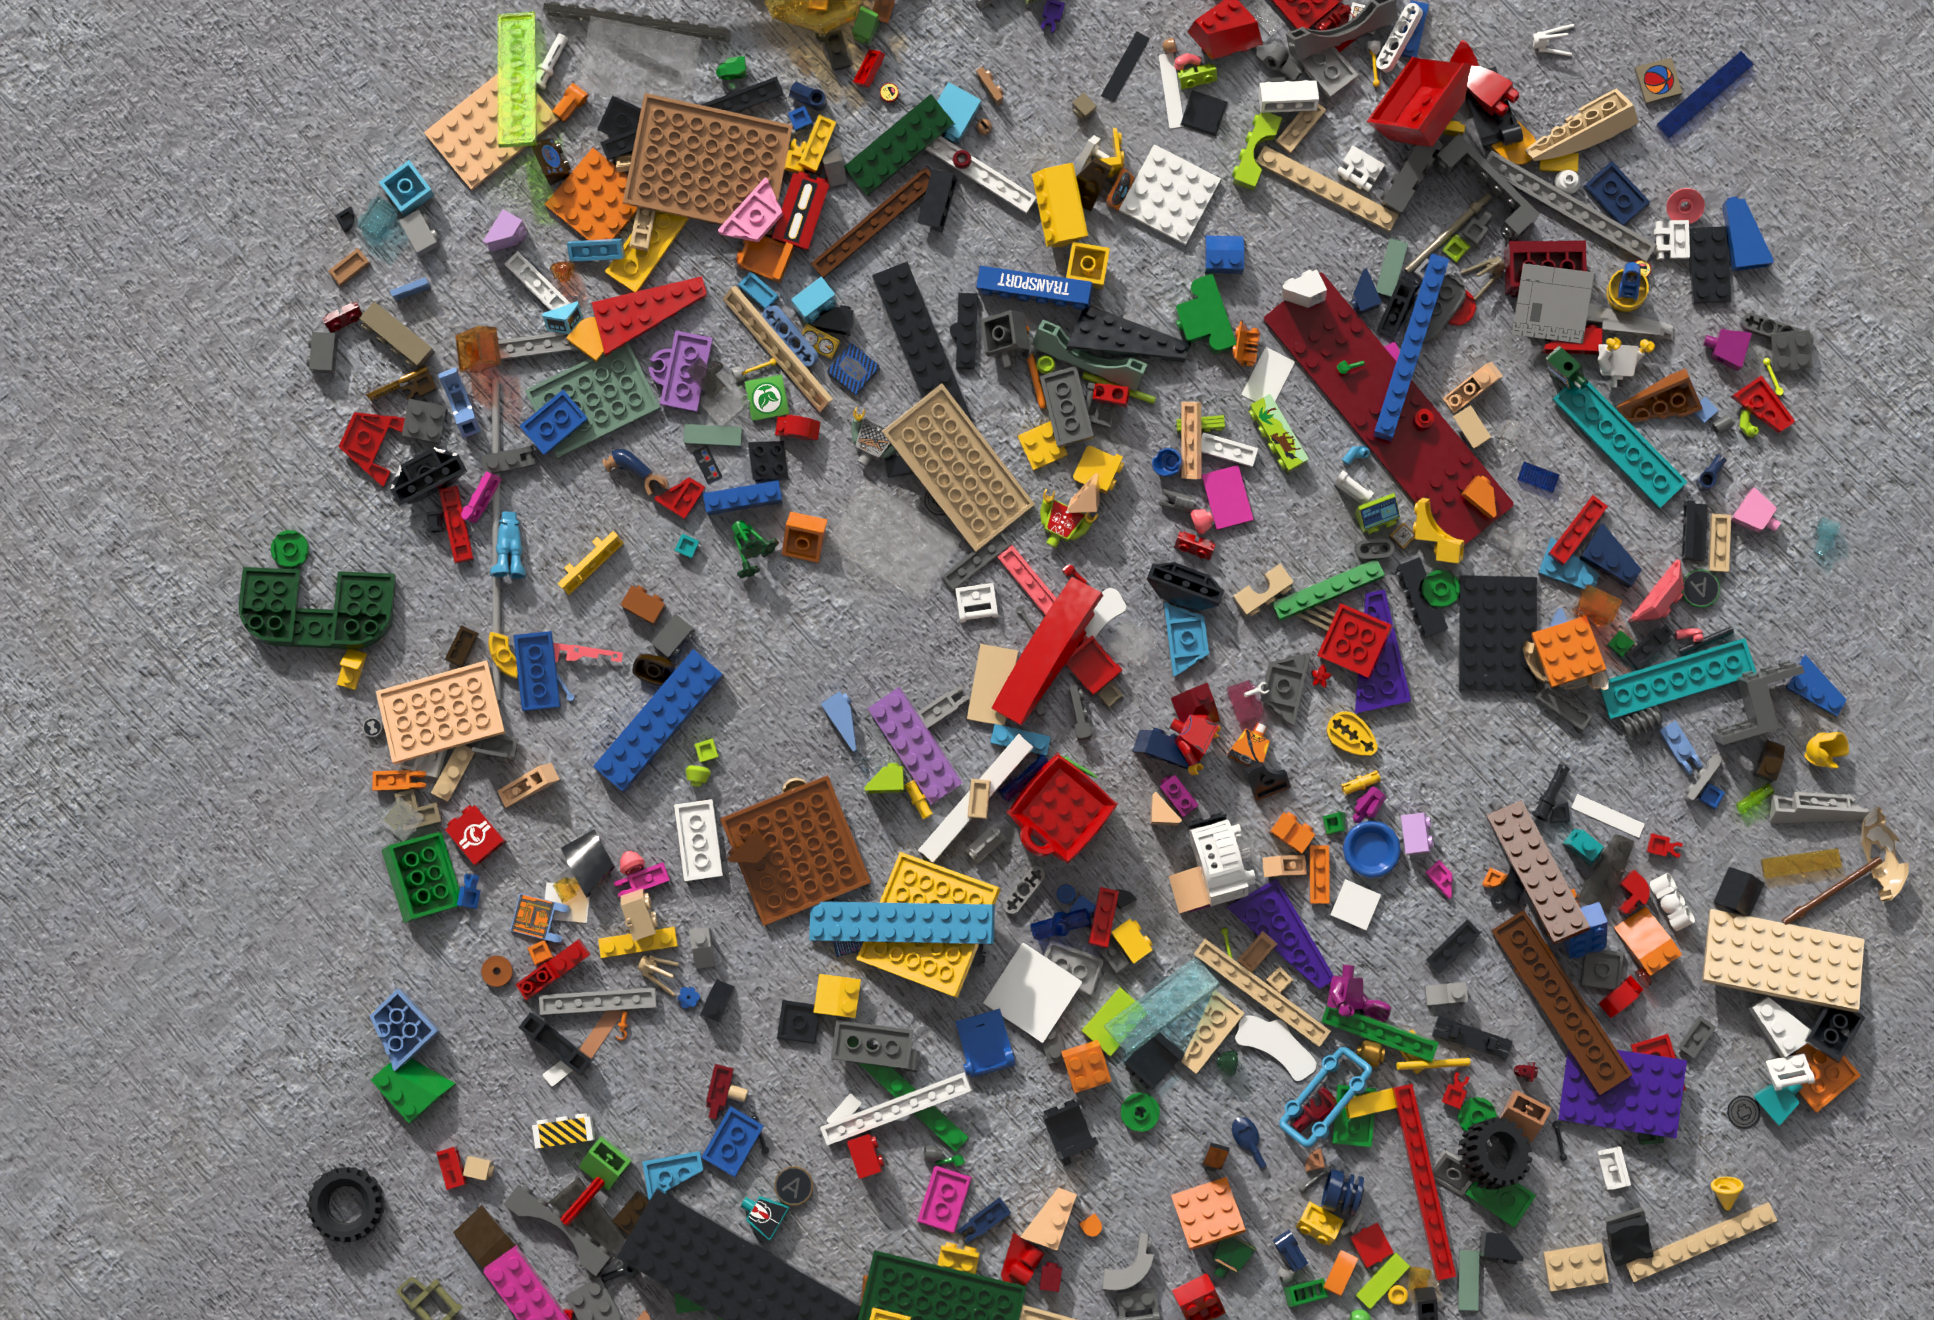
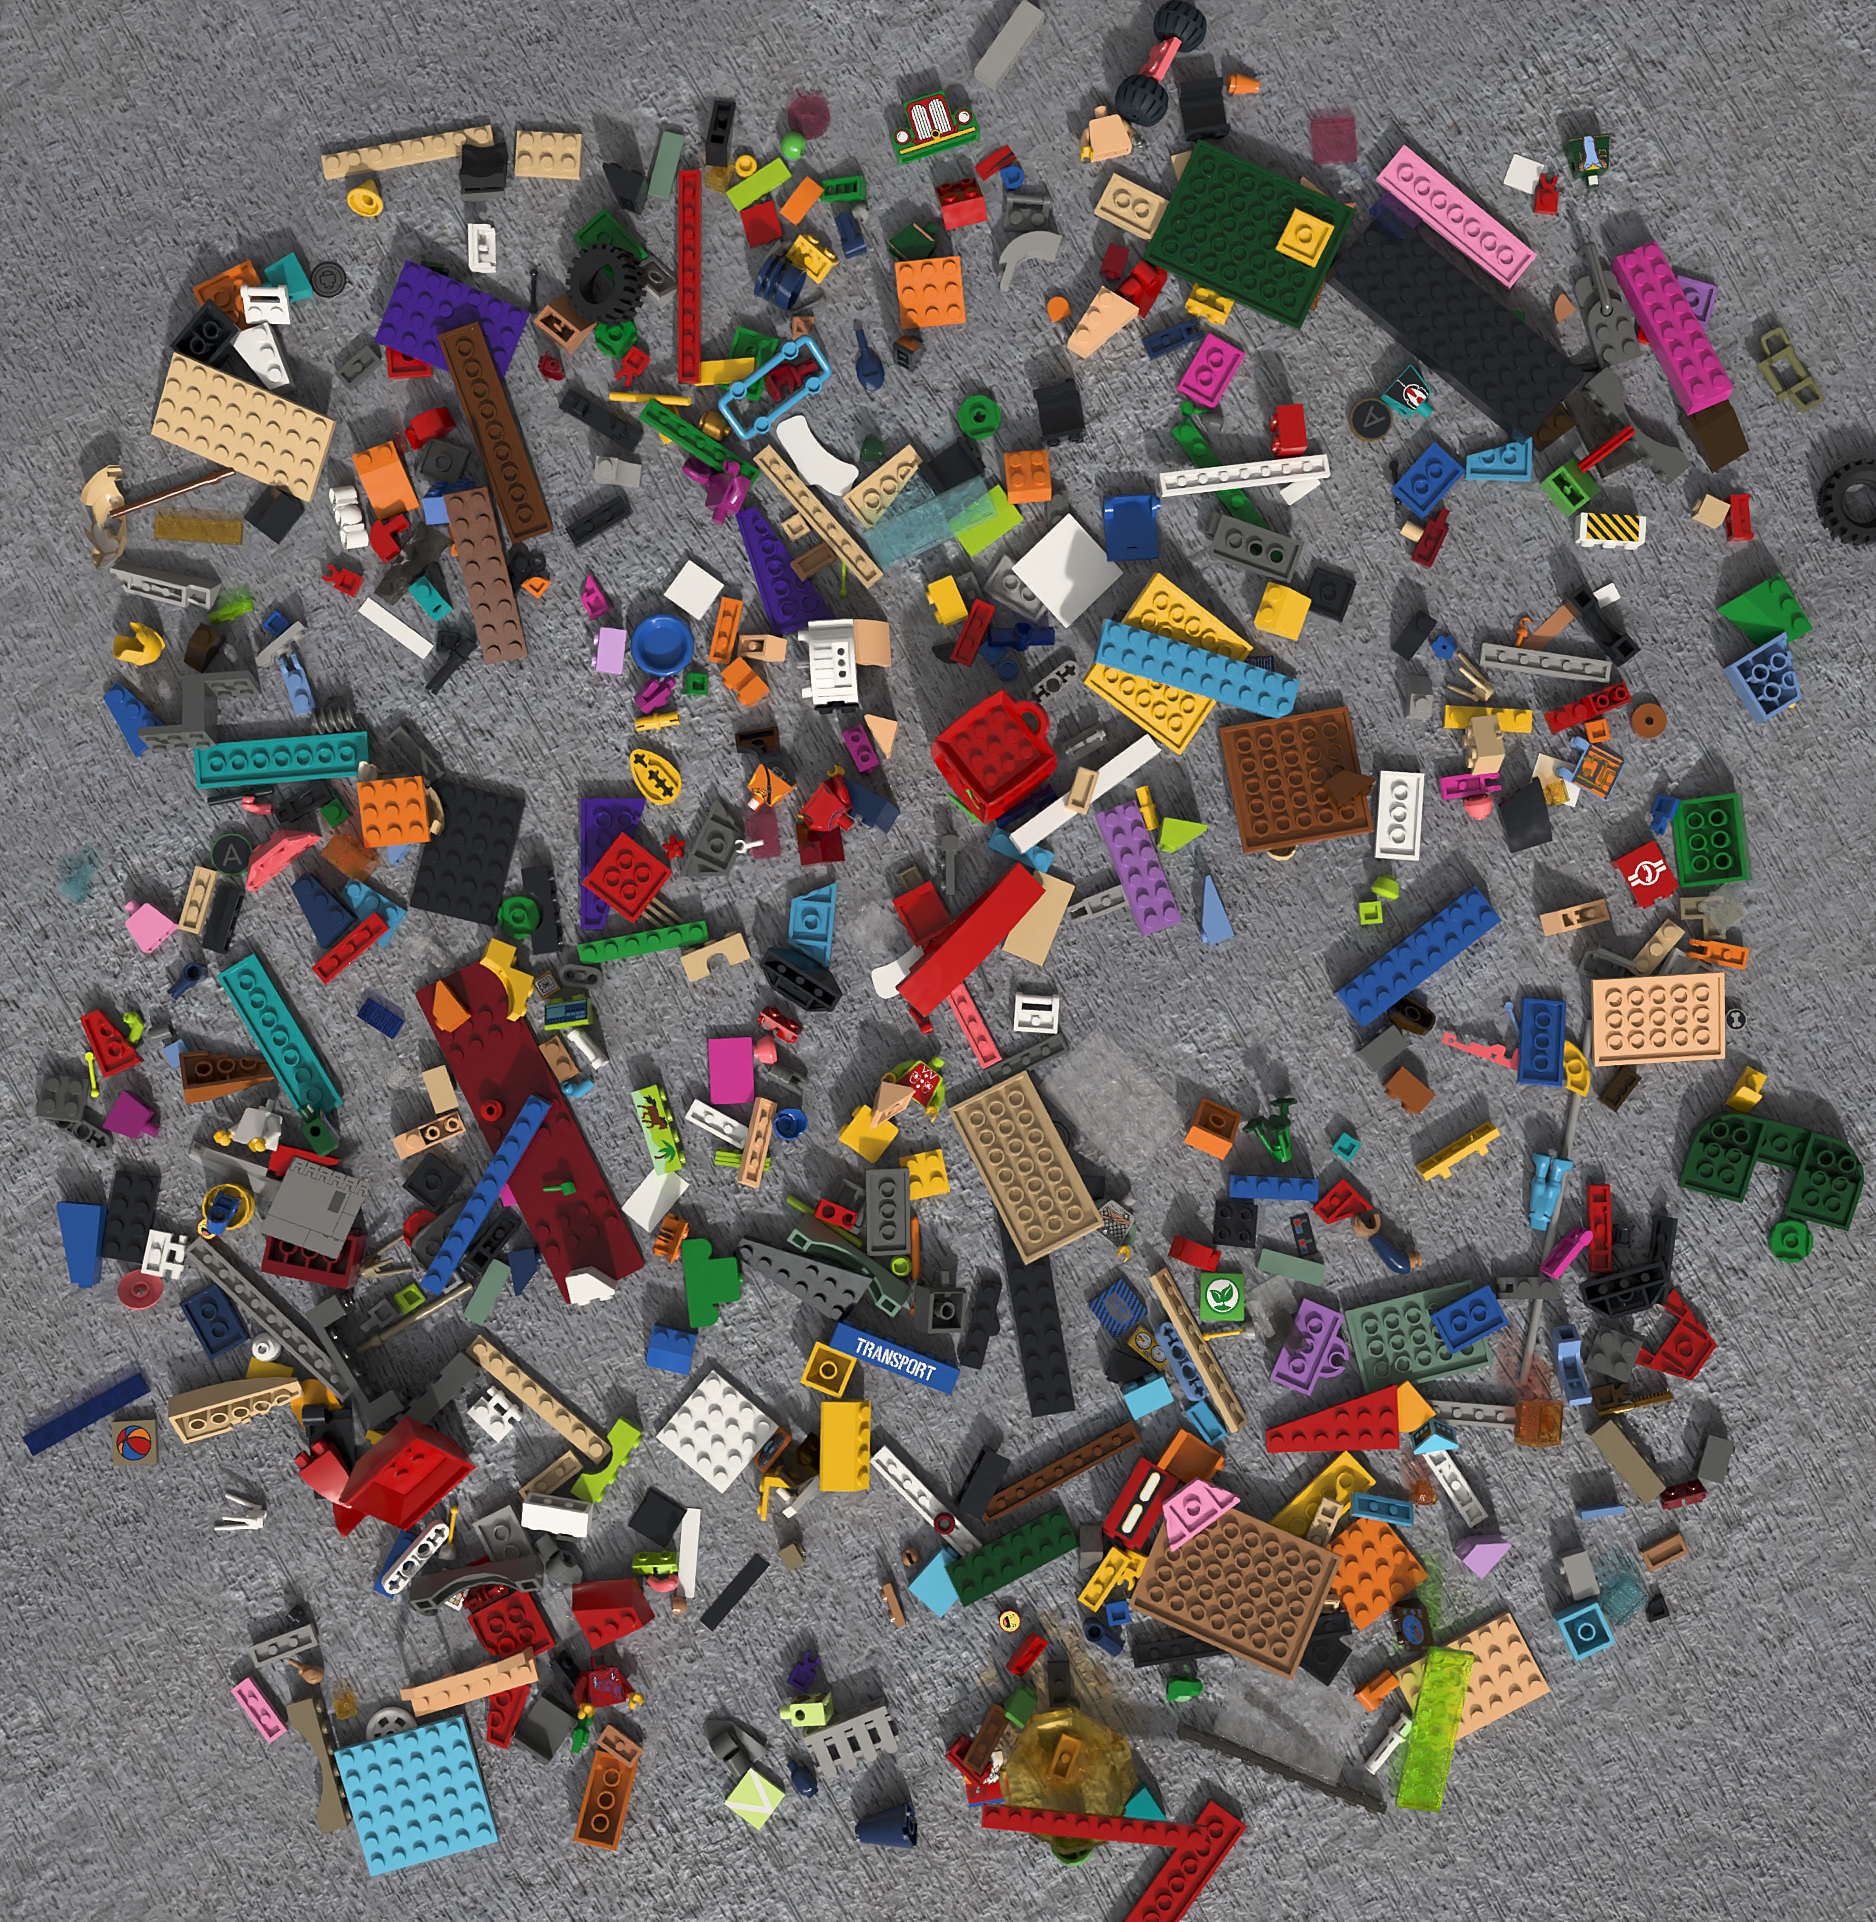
camera: 175 degrees left, 5 degrees up
(399, 517) = (1662, 1247): none -> black plate
(1377, 475) = (559, 1059): none -> medium nougat plate
(1459, 348) = (433, 1182): none -> black plate

